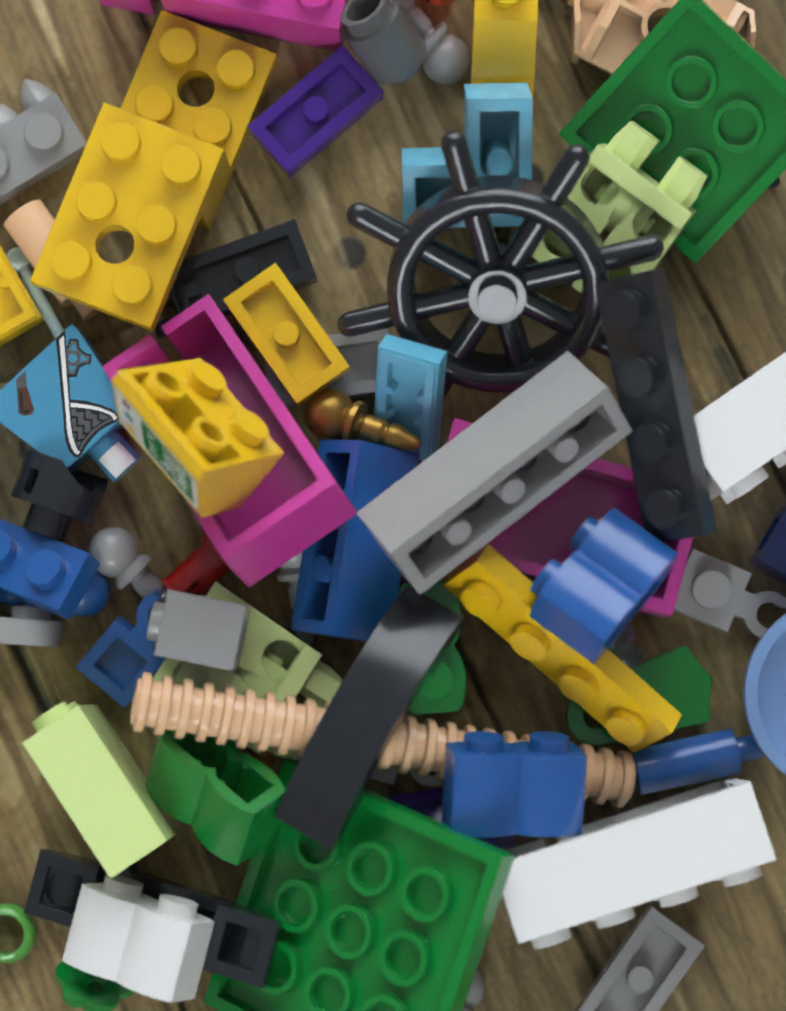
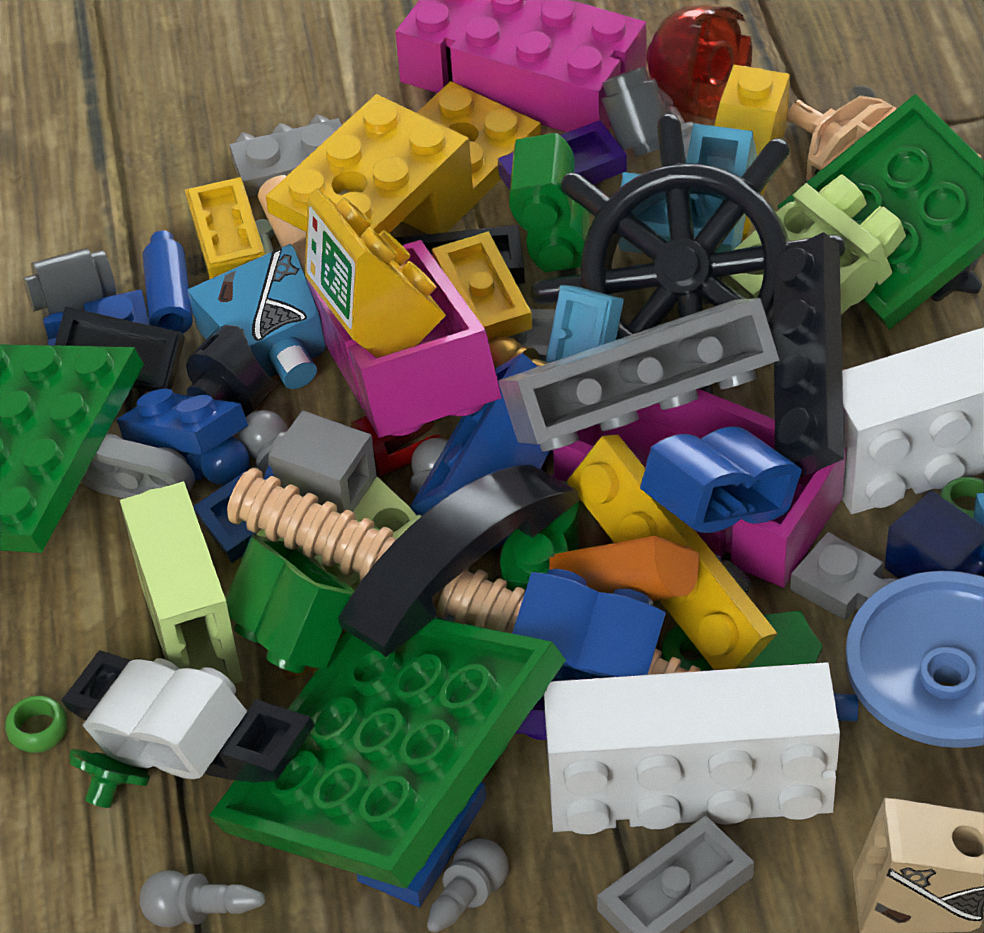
camera: 15 degrees right, 35 degrees down
(318, 193) = (552, 219): none -> green brick
(532, 699) = (643, 565): none -> orange brick

